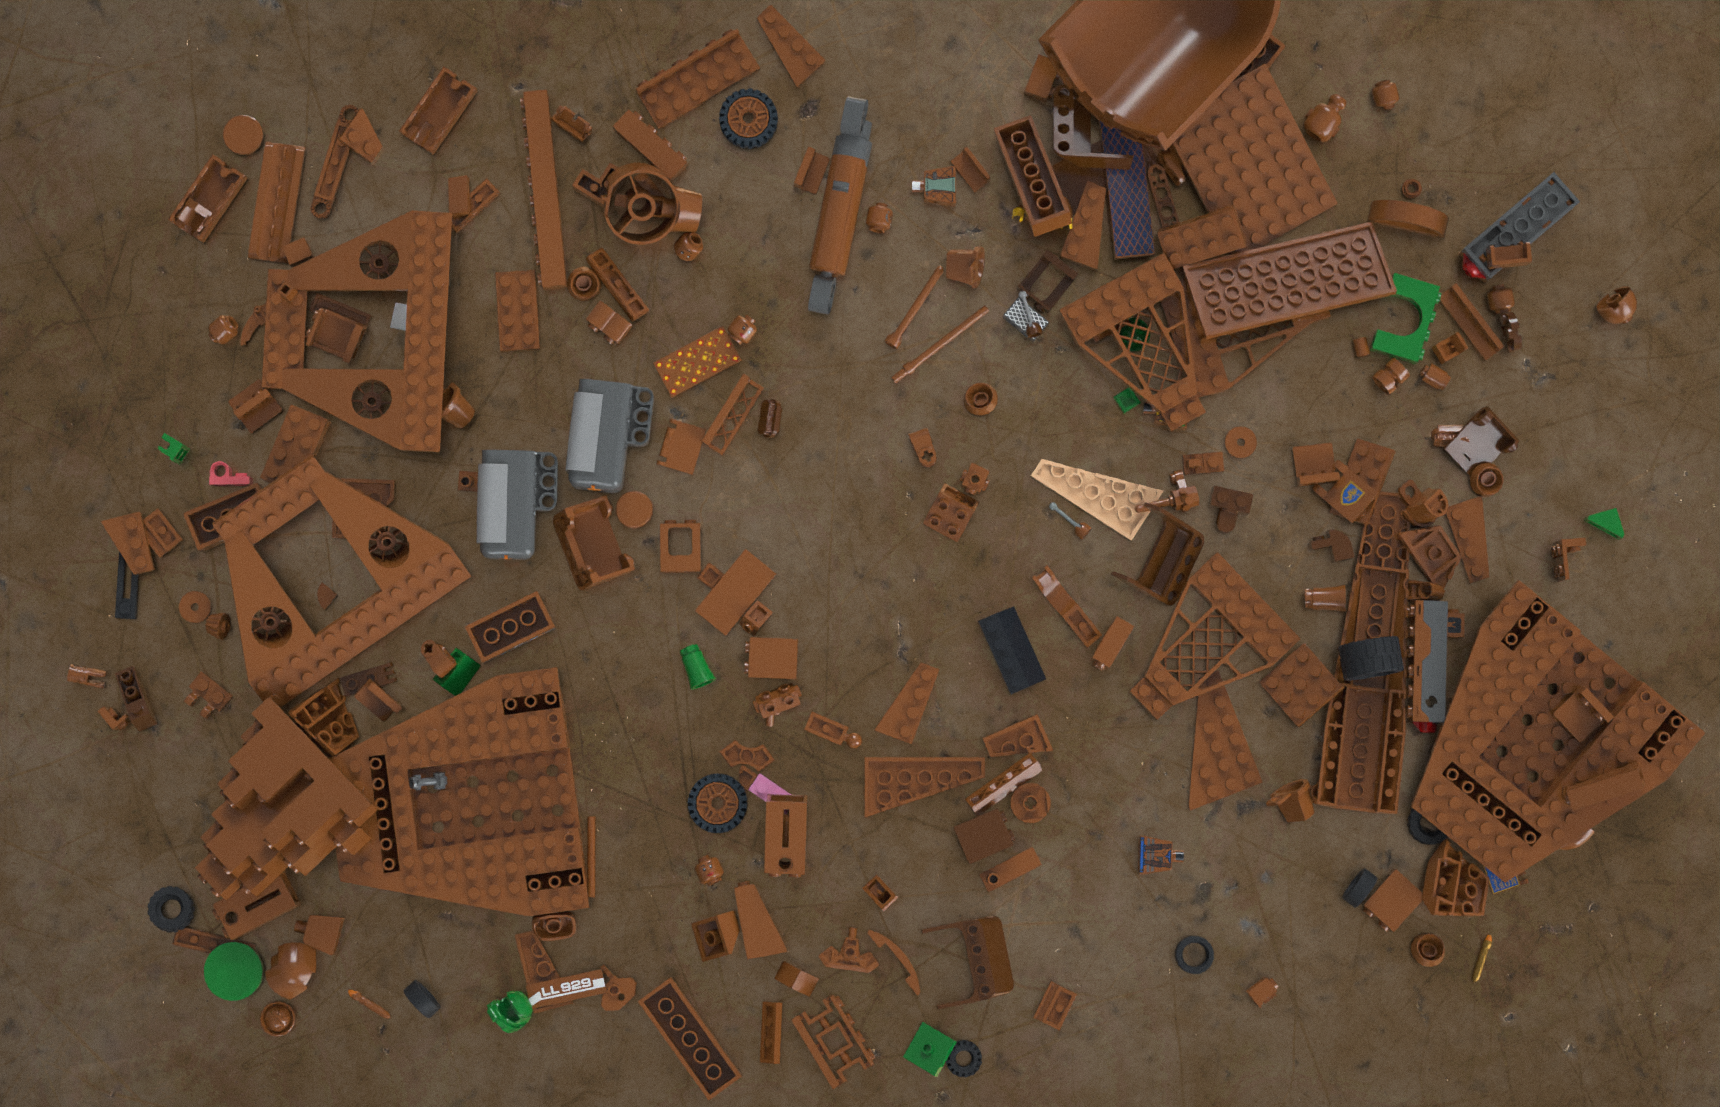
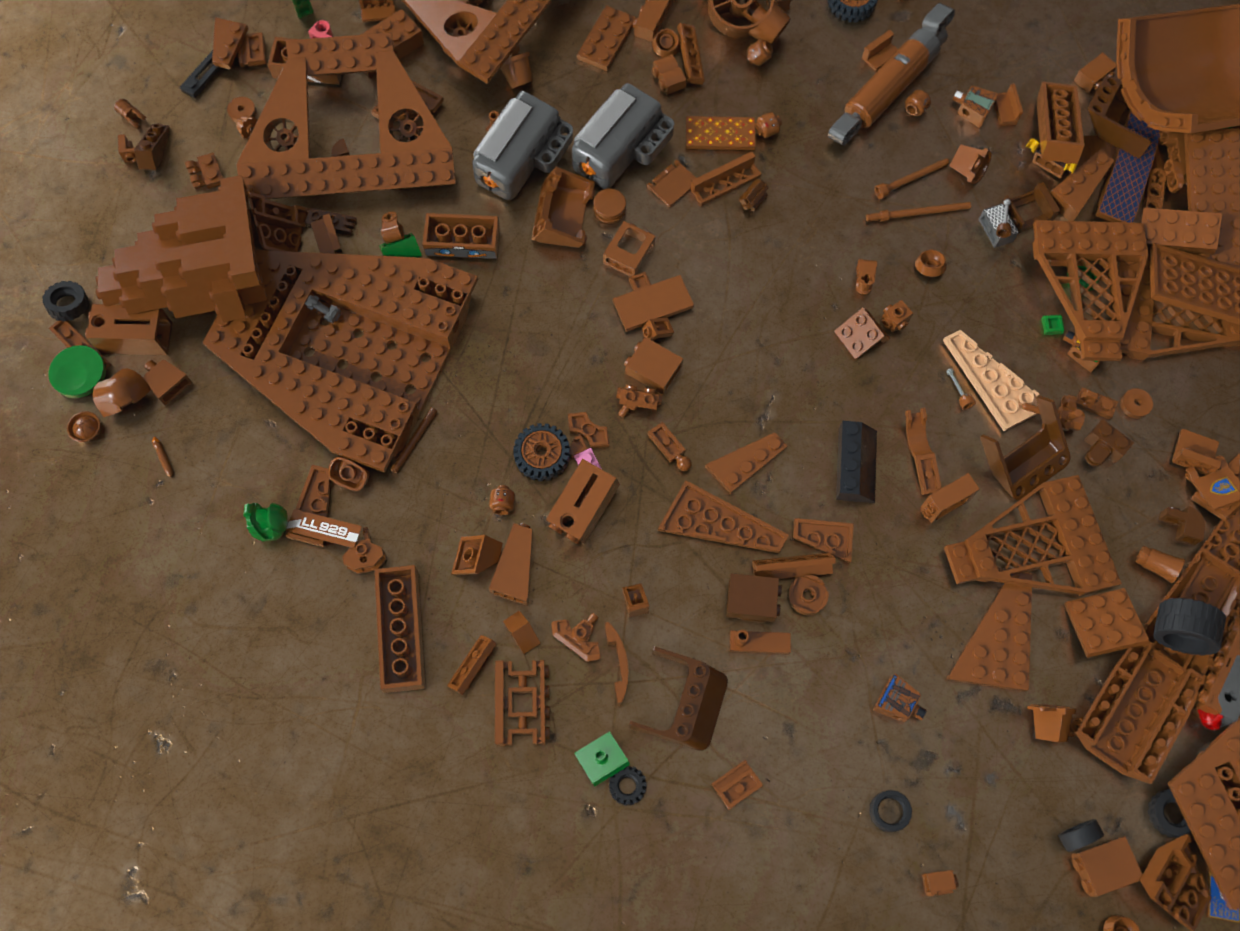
camera: 30 degrees right, 15 degrees down
(421, 999) = (203, 471): black tyre -> none
(696, 667) = (588, 341): green plant -> none

